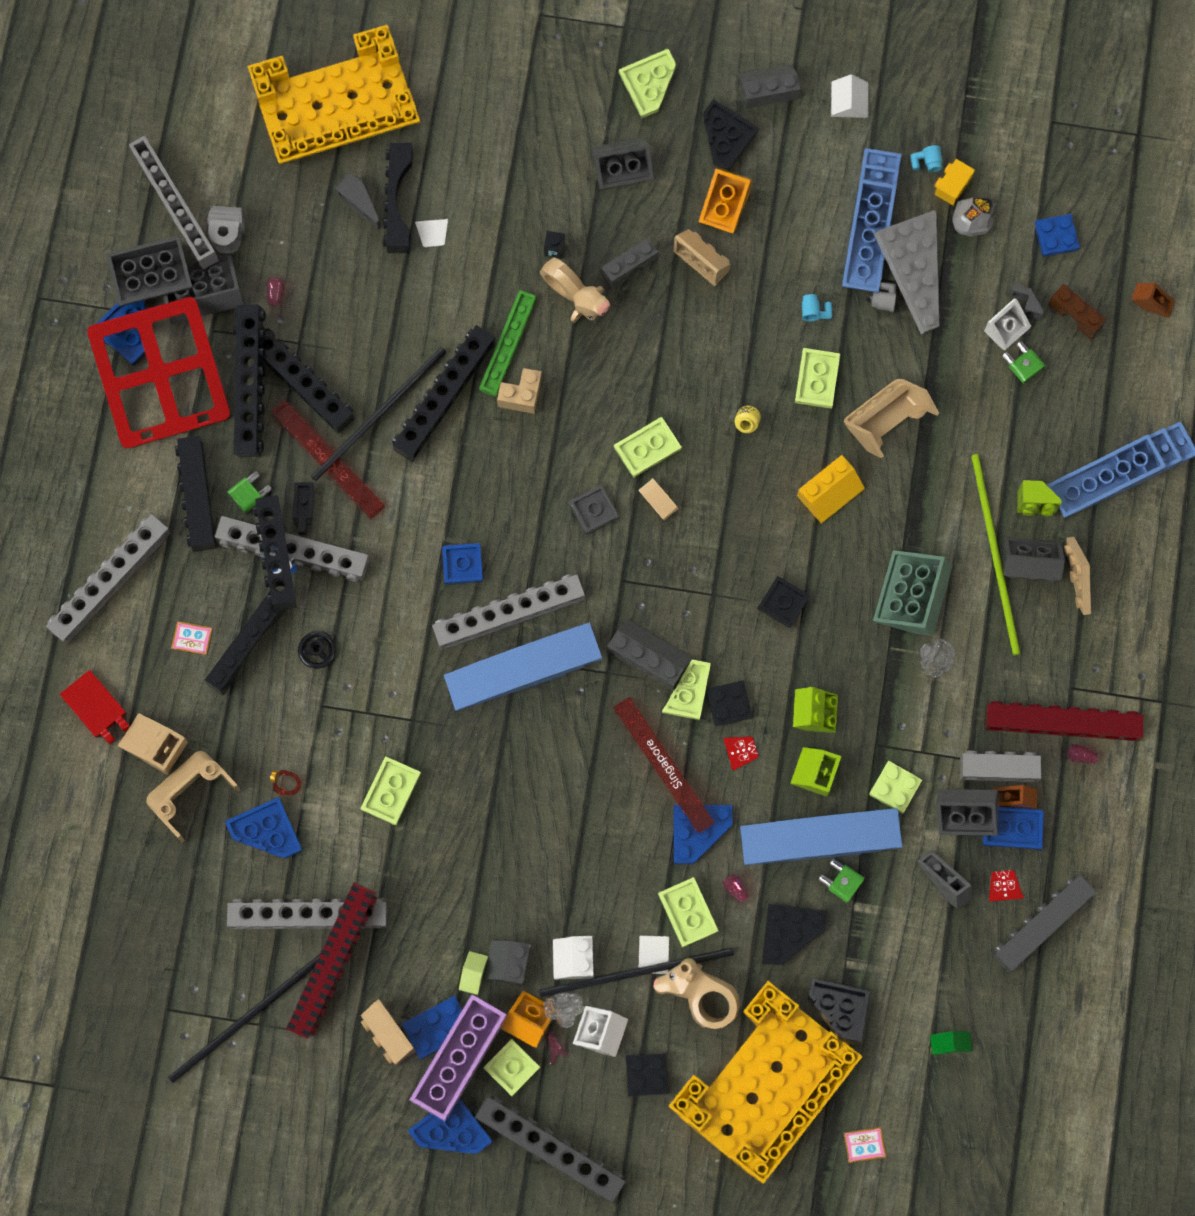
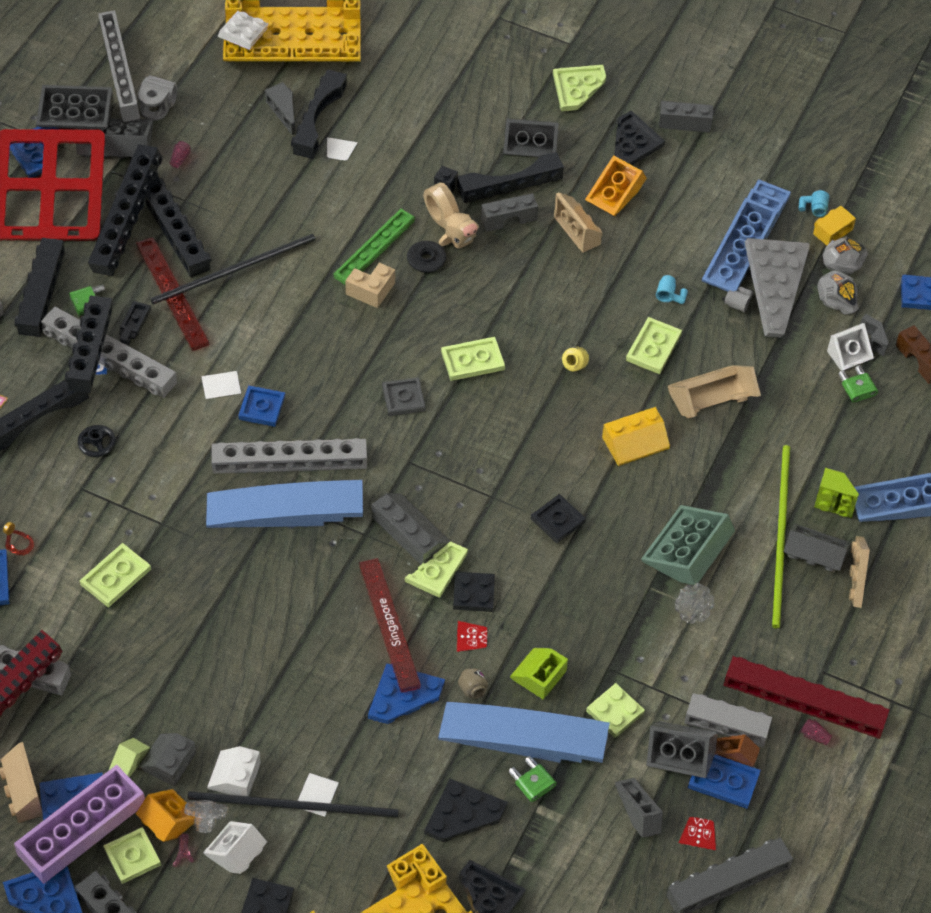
camera: 15 degrees right, 20 degrees down
(287, 121) = (243, 30): none -> white plate
(411, 449) = (299, 268): black brick -> none
(413, 549) = (221, 384): none -> white sticker
(560, 328) = (416, 261): none -> black wheel
(587, 240) = (479, 186): none -> black arch
(658, 499) = (467, 402): tan slope -> none
(688, 912) = (365, 763): yellowish green plate -> none
(692, 983) = (346, 827): tan animal -> none
(735, 887) = (421, 753): clear pink cone -> none
(759, 802) = (473, 683): none -> dark tan head
(815, 710) = (557, 618): lime slope -> none
(849, 97) = (757, 140): white slope -> none
(979, 261) = (838, 292): none -> light grey helmet

